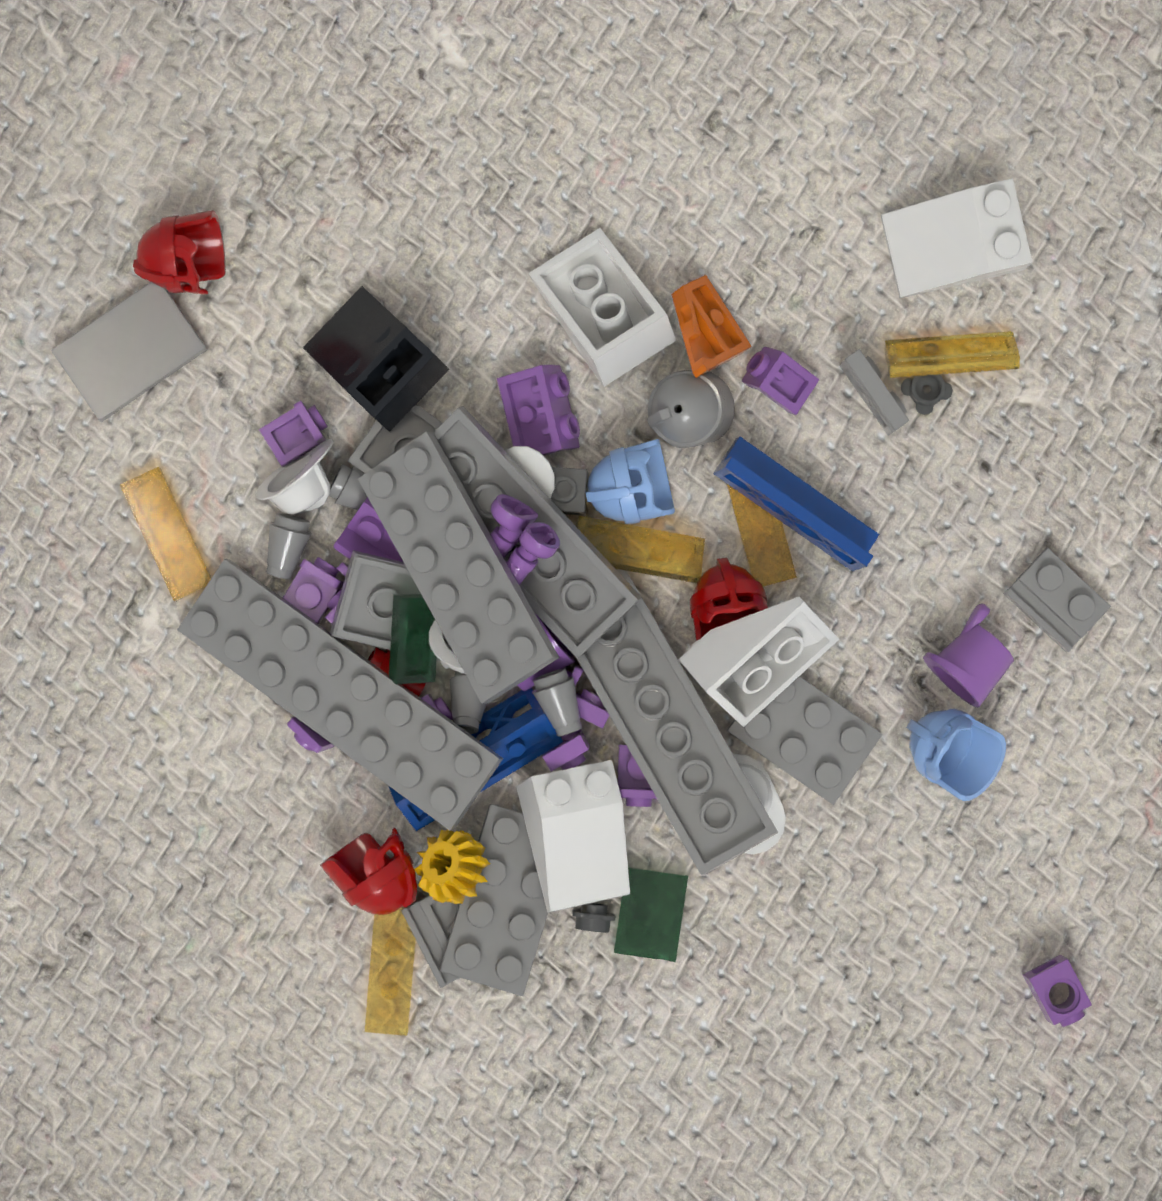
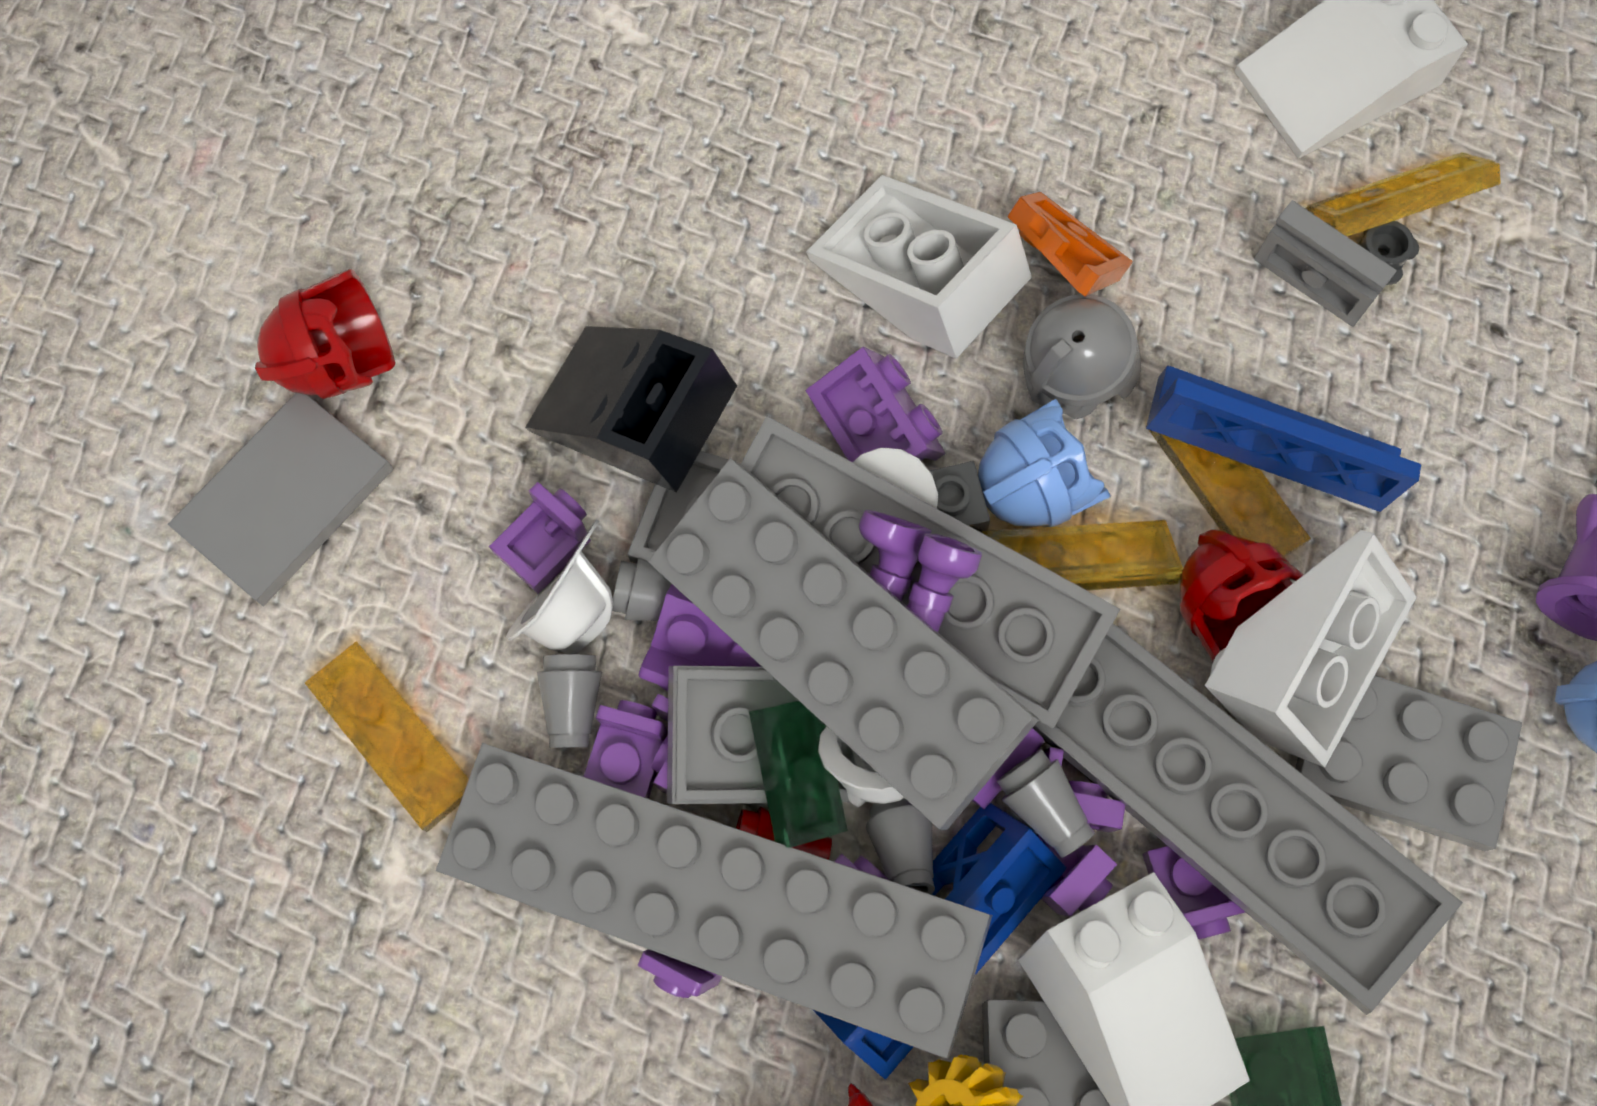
camera: 15 degrees left, 15 degrees down
(780, 379) = (1189, 286): medium lavender bracket -> none

